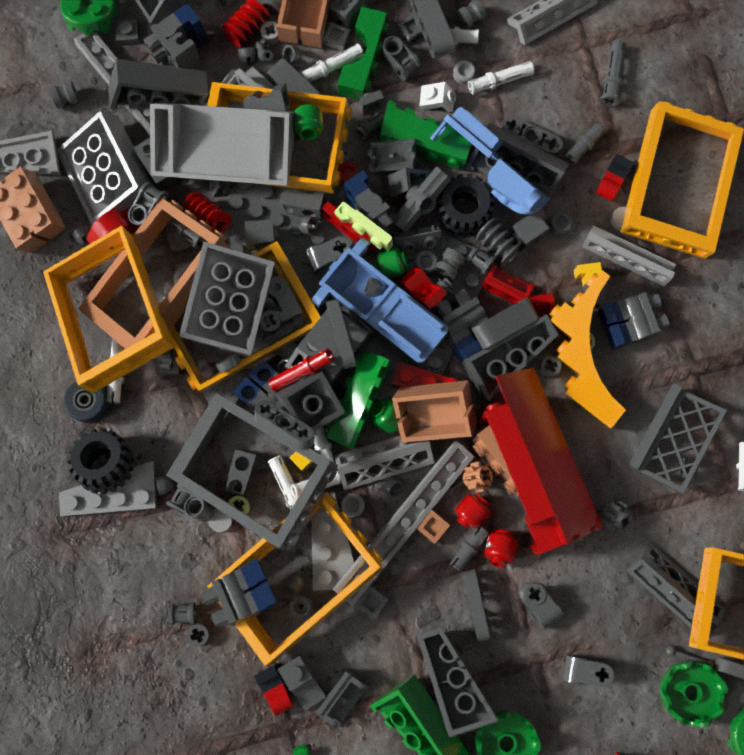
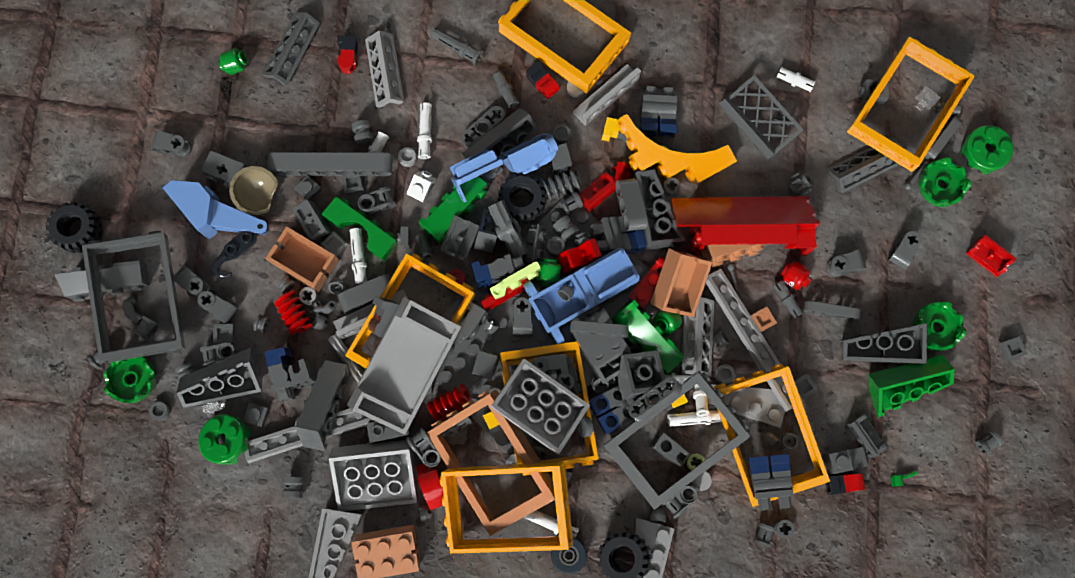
camera: 70 degrees left, 0 degrees up
(308, 122) = (416, 289): green head -> none
(309, 365) = (614, 362): red pin -> none
(473, 511) = (762, 285): red head -> none
(477, 477) = (739, 271): nougat gear -> none

